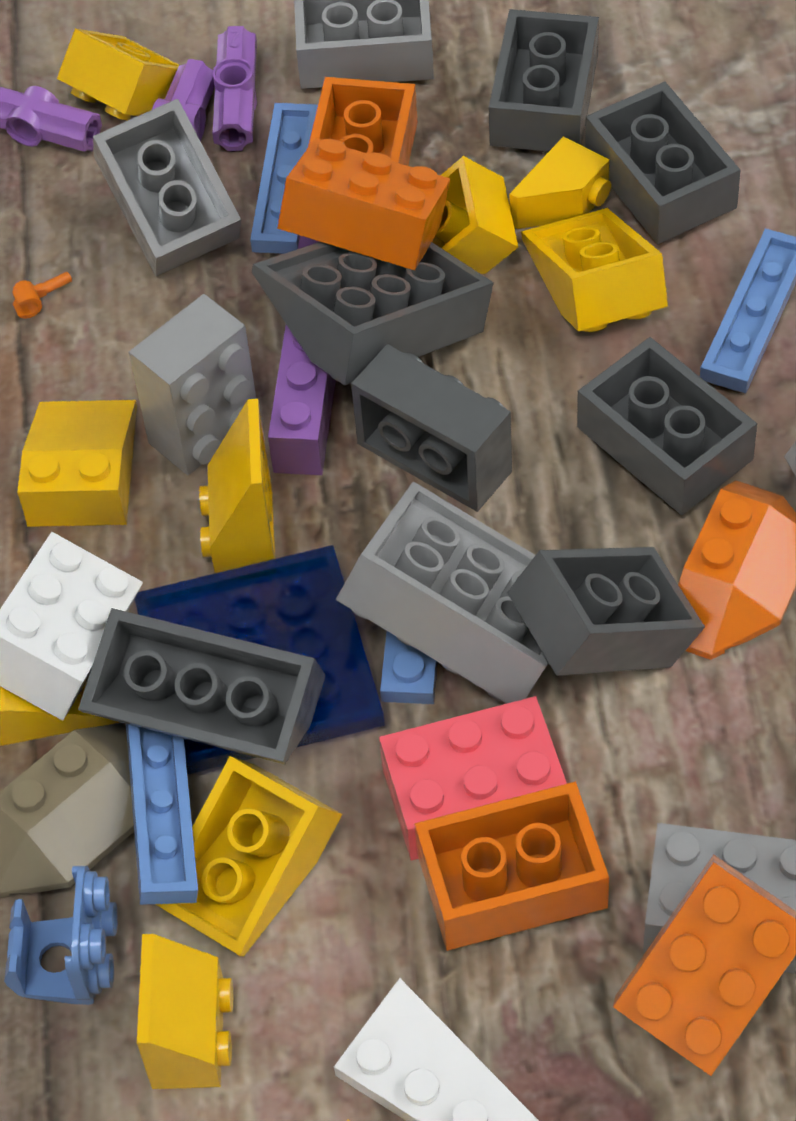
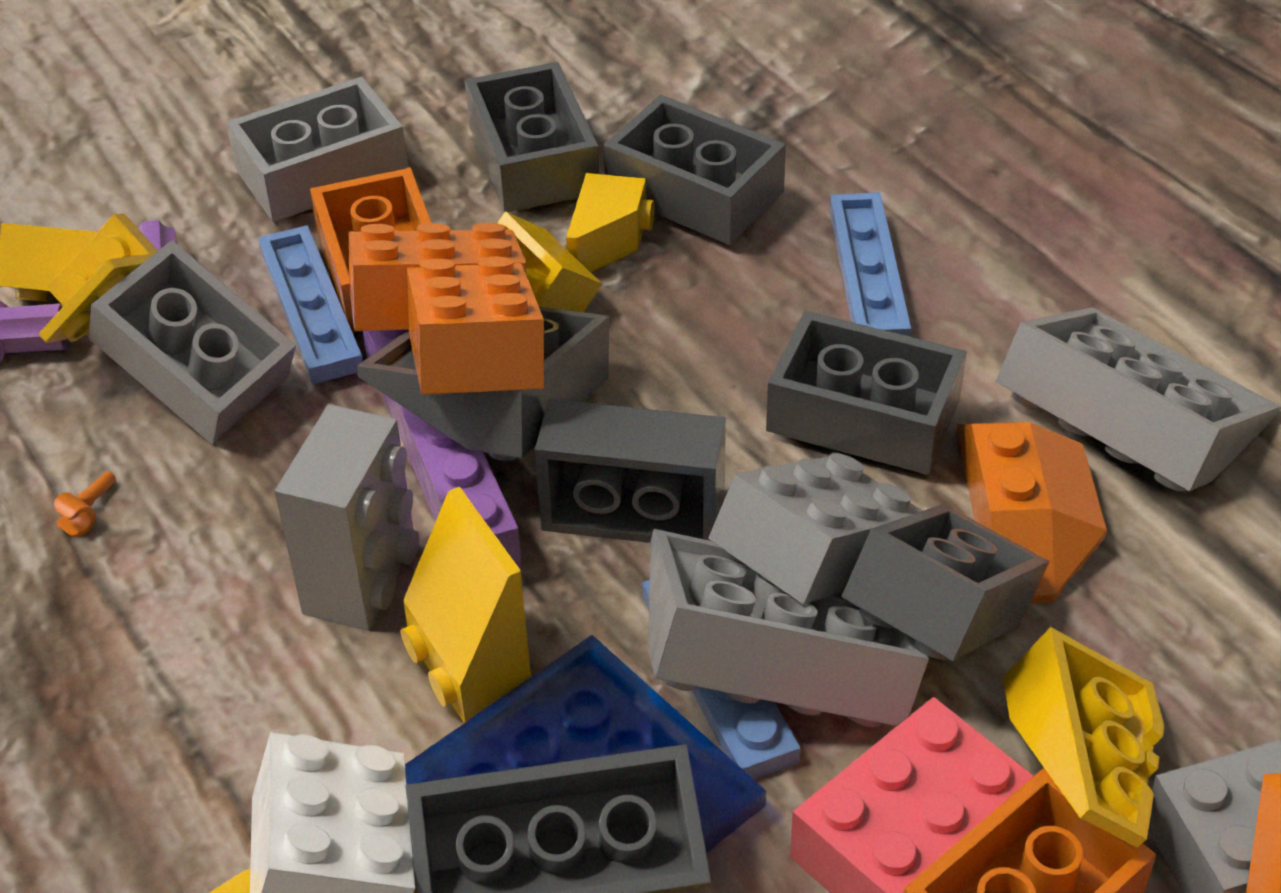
camera: 30 degrees left, 10 degrees down
(78, 463) = (238, 663): yellow slope -> none
(120, 100) = (95, 270): none -> yellow bracket
(234, 88) = (203, 232): medium lavender piece -> none
(348, 264) = (474, 327): none -> orange brick
(517, 511) = (806, 522): none -> light grey brick
(597, 269) = (694, 280): yellow slope -> none
(635, 773) = (1089, 730): none -> yellow wedge

